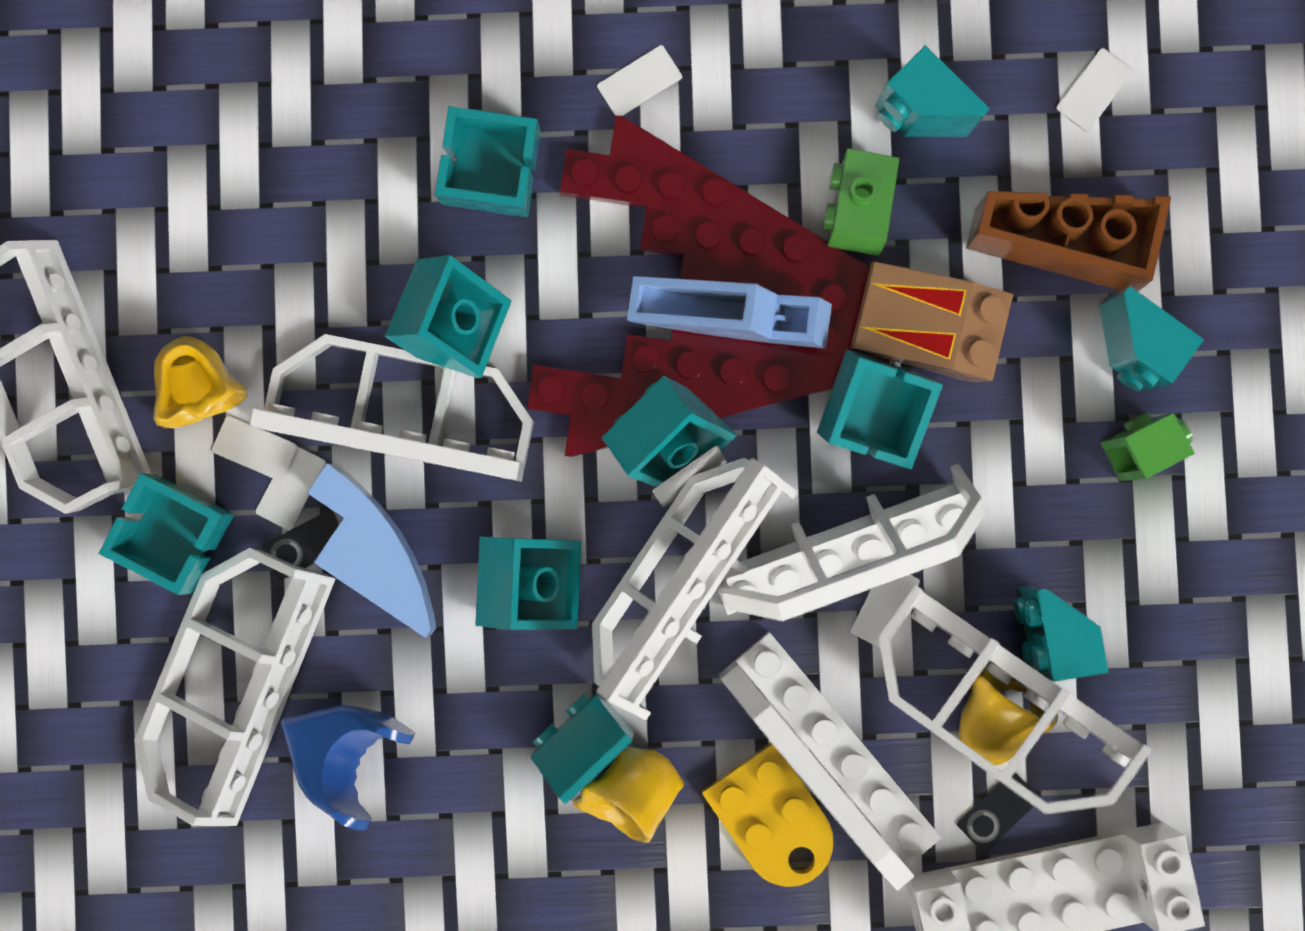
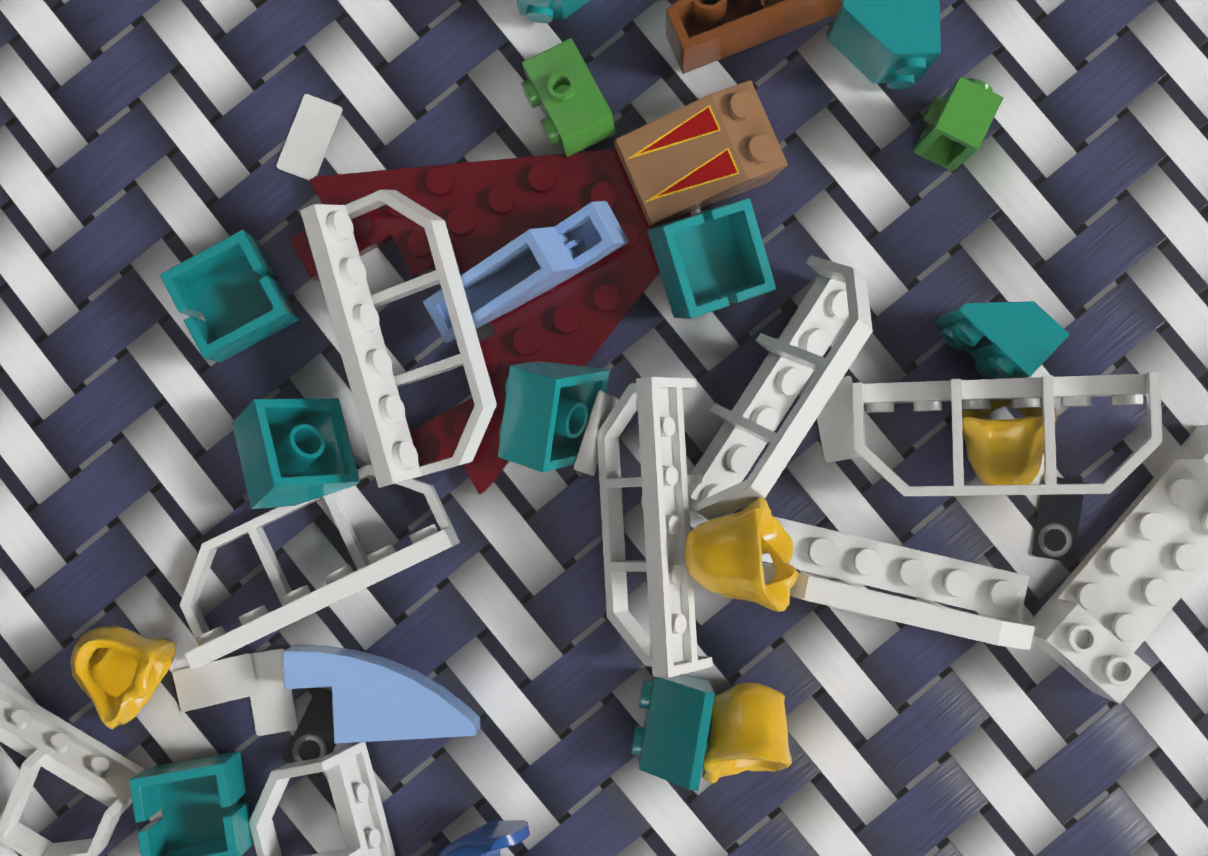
camera: 30 degrees left, 0 degrees up
(528, 583) = (528, 624): teal slope -> none
(563, 274) = (362, 342): none -> white plate
(719, 643) = (728, 552): none -> yellow piece
(771, 816) = (875, 665): yellow plate -> none

